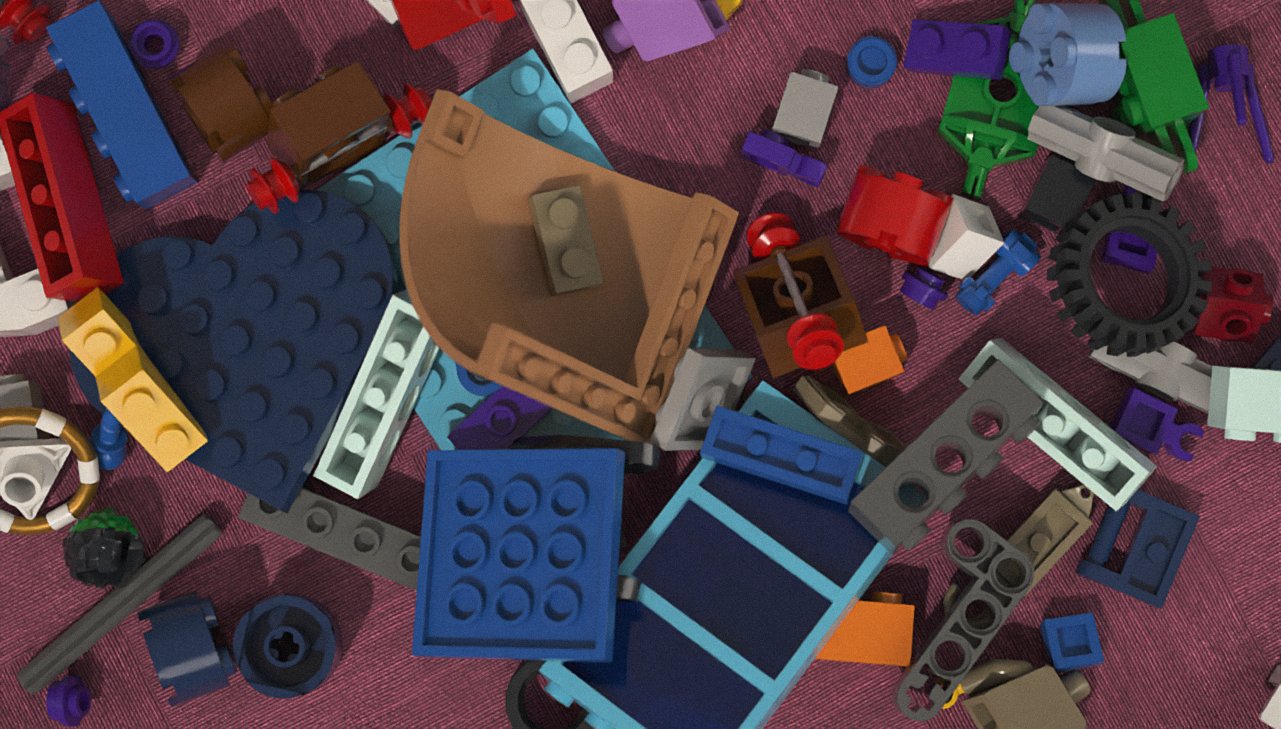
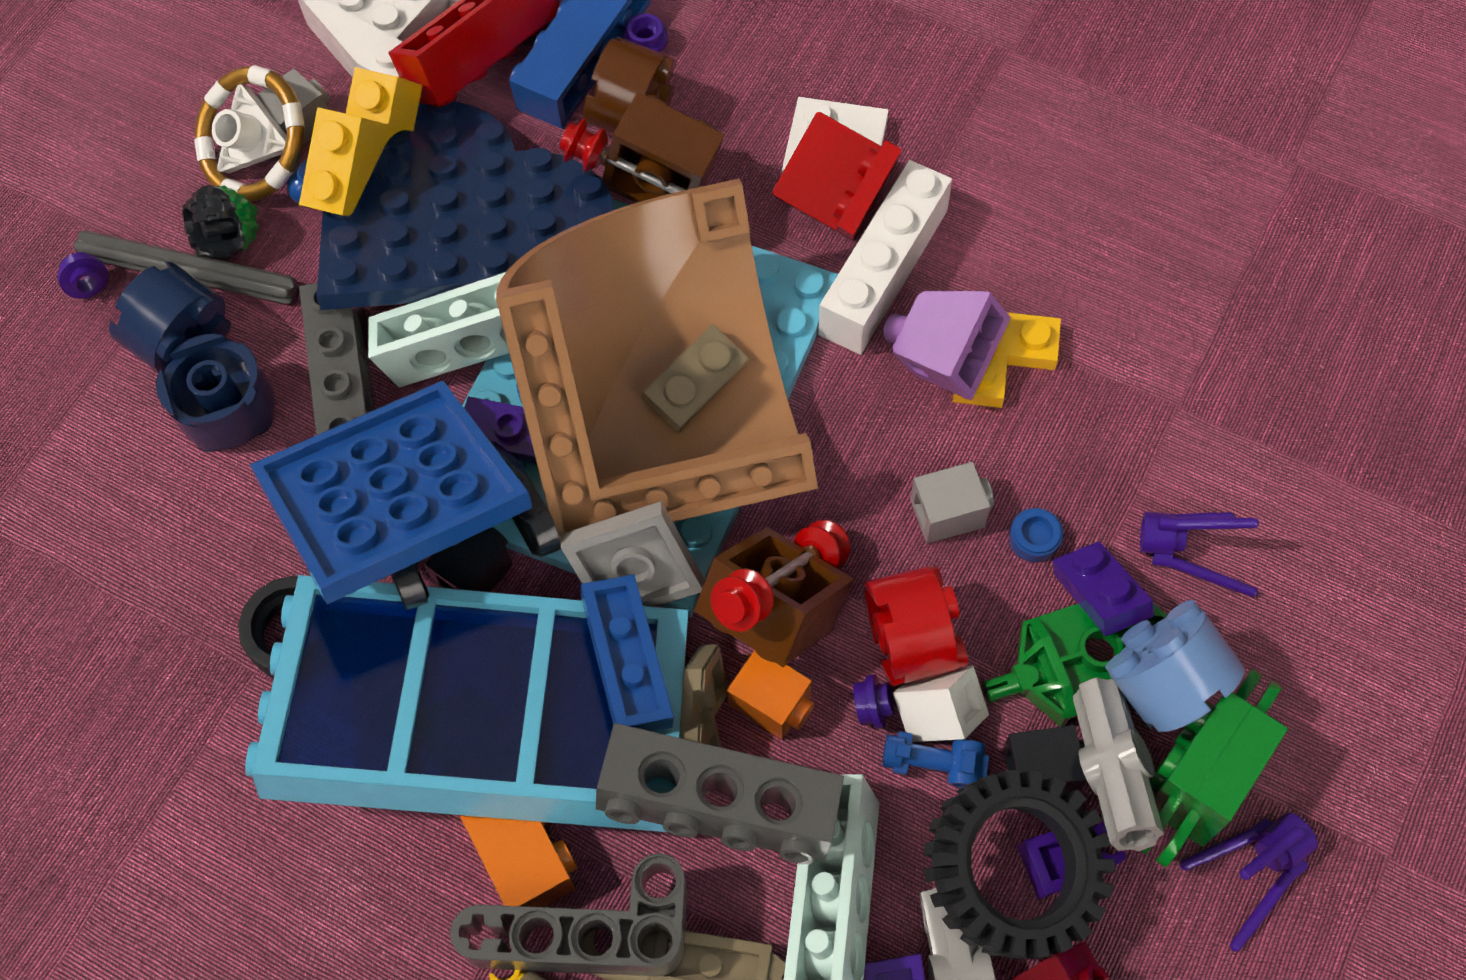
camera: 60 degrees right, 20 degrees down
(771, 152) = (895, 500): dark purple plate -> none

